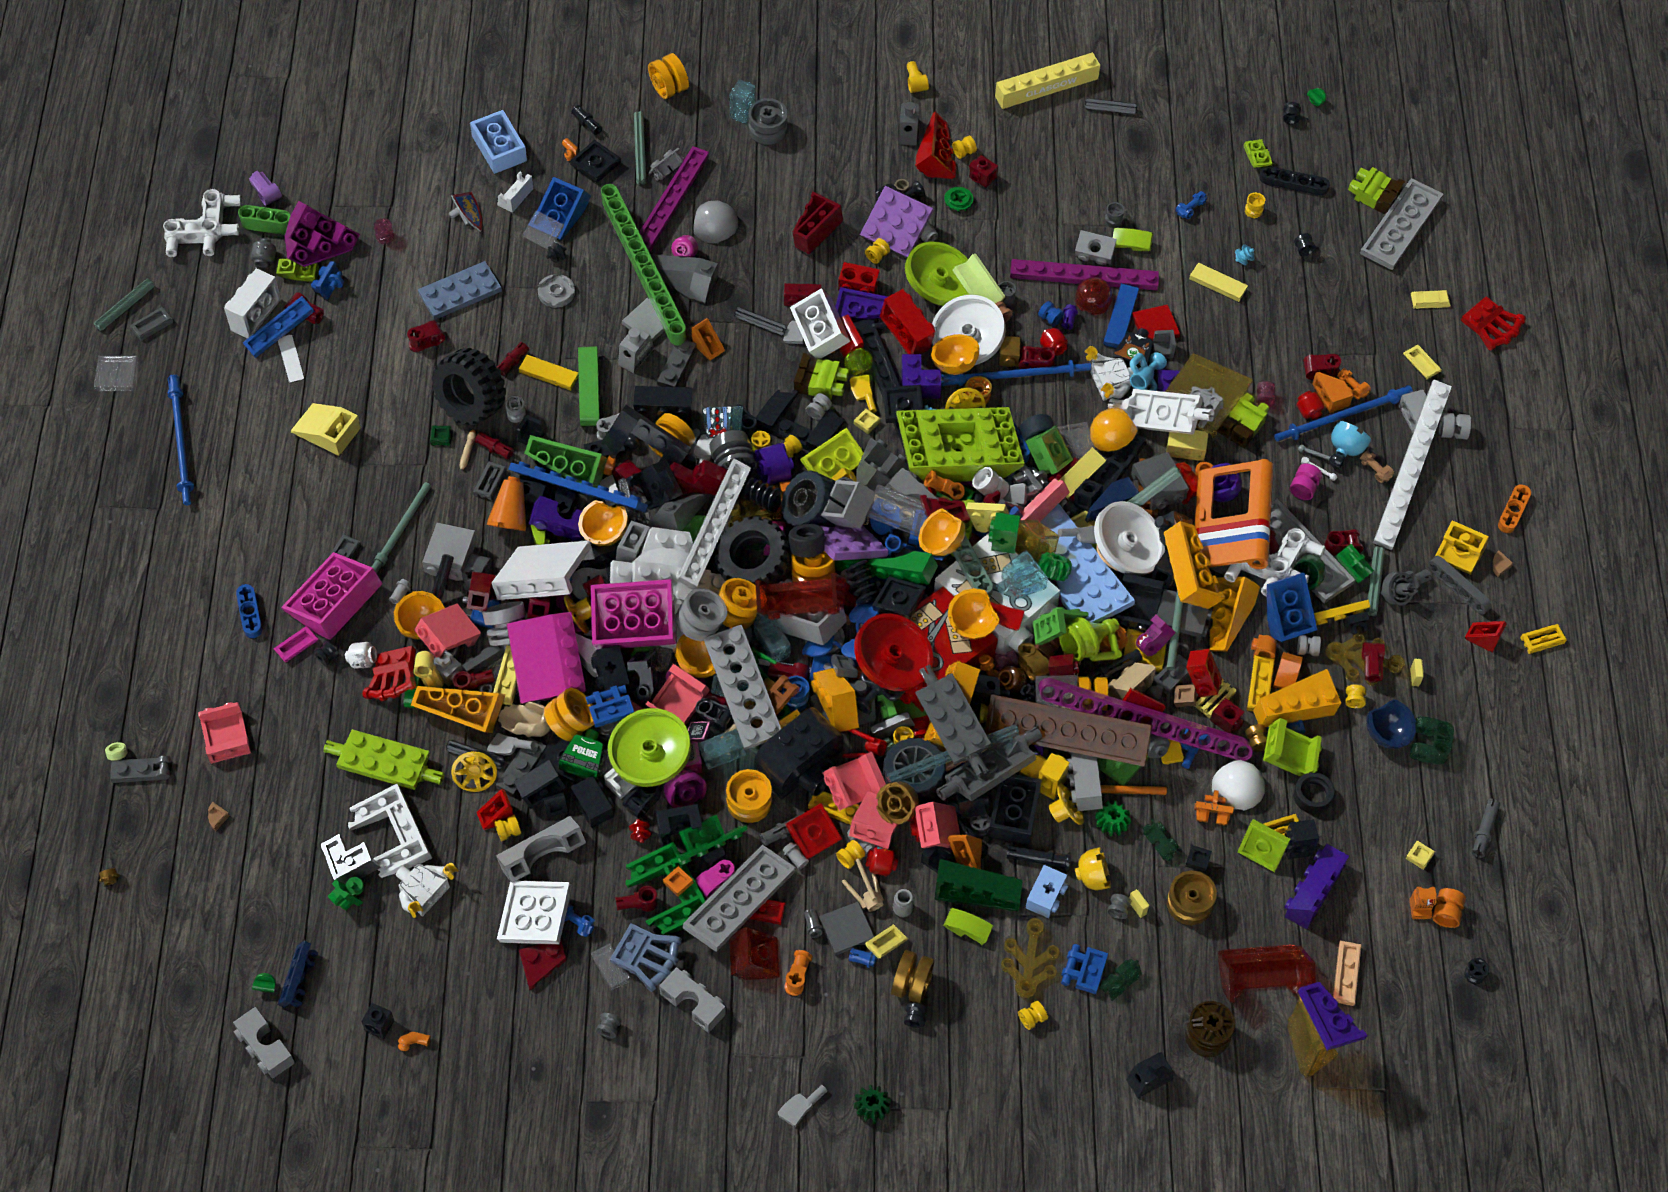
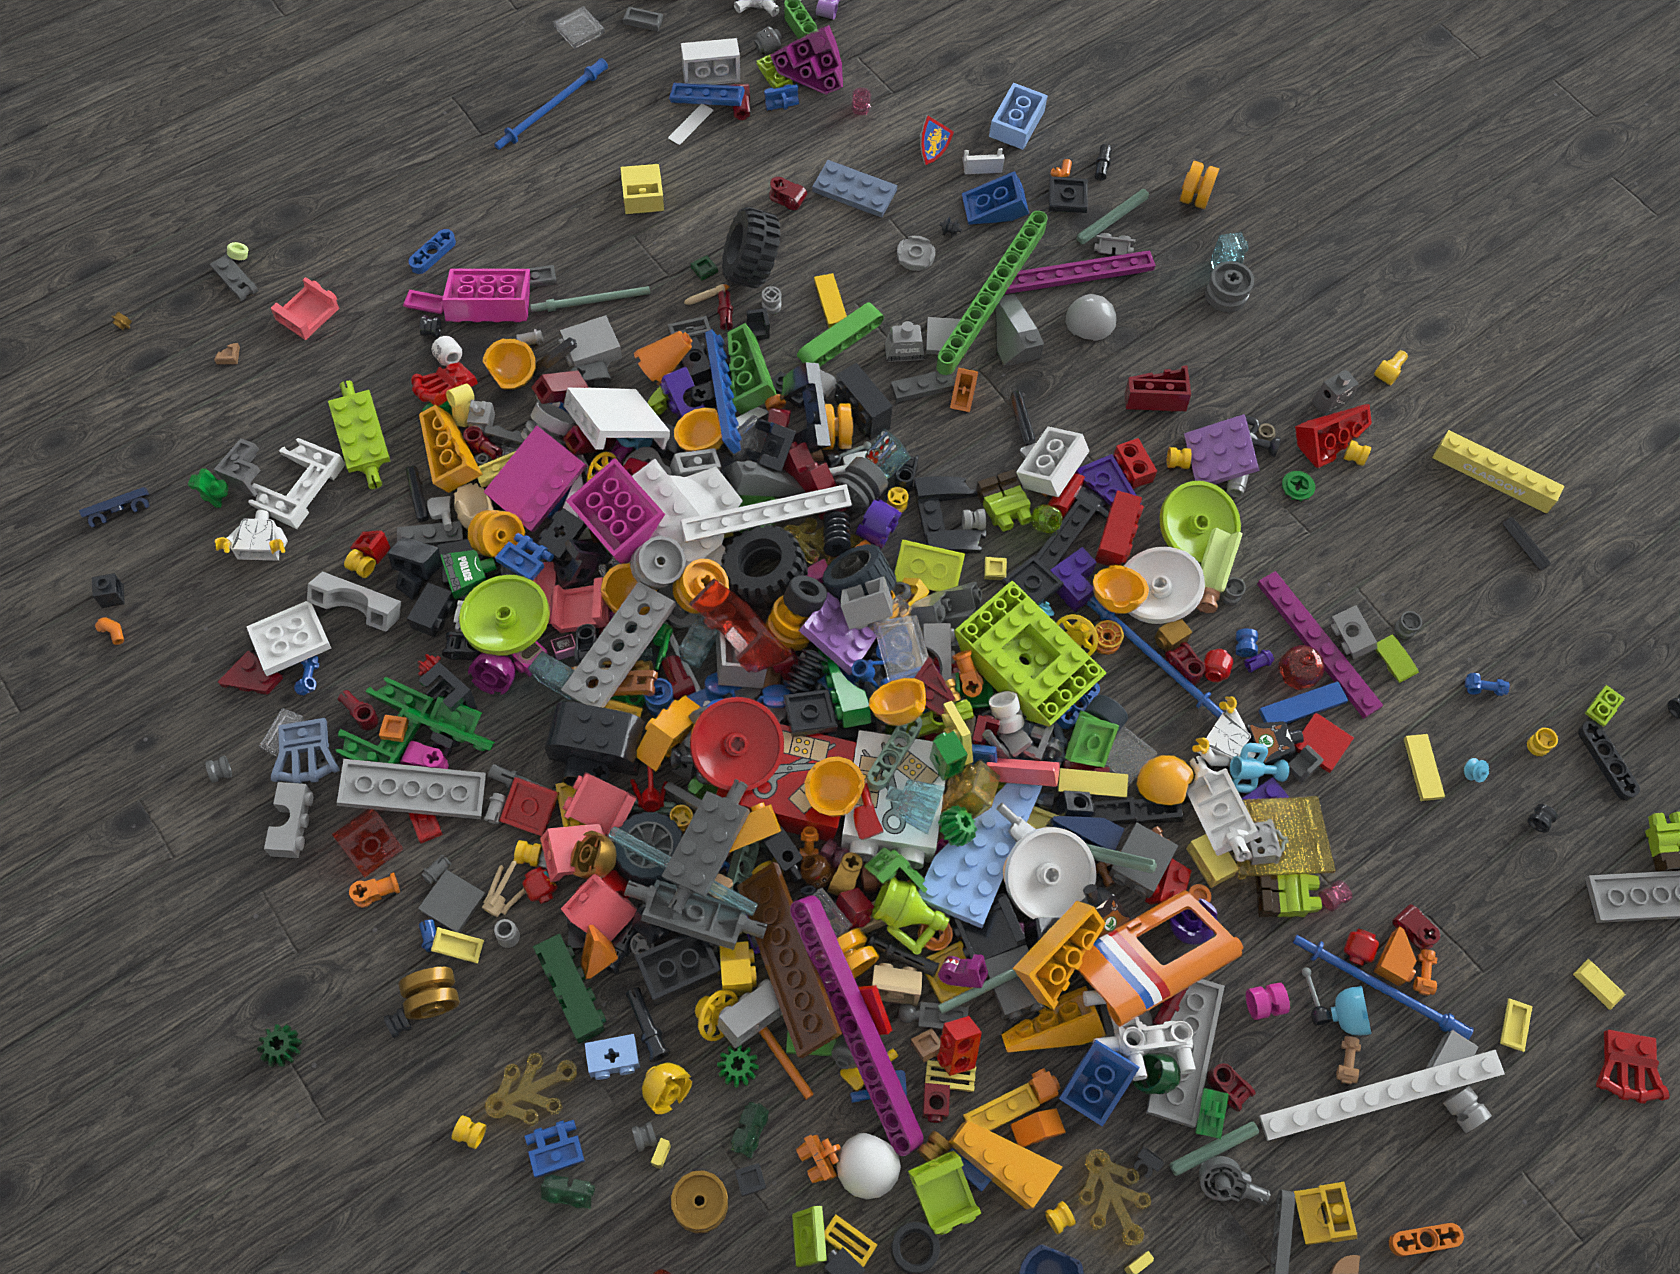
camera: 50 degrees right, 5 degrees up
(264, 982) = (92, 488): green plate -> none
(272, 1057) = (40, 507): light grey arch -> none
(447, 630) = (508, 391): coral panel -> none
(474, 769) = (396, 500): yellow wheel -> none
(512, 358) = (819, 266): dark red pin -> none
(543, 230) = (963, 203): clear piece -> none
(685, 246) = (1041, 311): dark pink head -> none
(749, 796) = (523, 728): light orange wheel -> none
(792, 446) = (910, 525): yellow wheel -> none
(796, 292) = (1077, 423): dark red bracket -> none
(798, 1106) = (241, 982): light grey piece -> none
(861, 390) = (1024, 544): yellow piece -> none
(968, 924) = (525, 1007): lime slope -> none
(983, 171) = (1346, 485): dark red brick -> none
(1308, 645) = (1081, 1130): light grey wheel -> none
(1333, 476) = (1295, 985): white hinge -> none
(1340, 612) = (1144, 1135): yellow plate -> none
(1373, 658) = (1117, 1206): dark red piece -> none

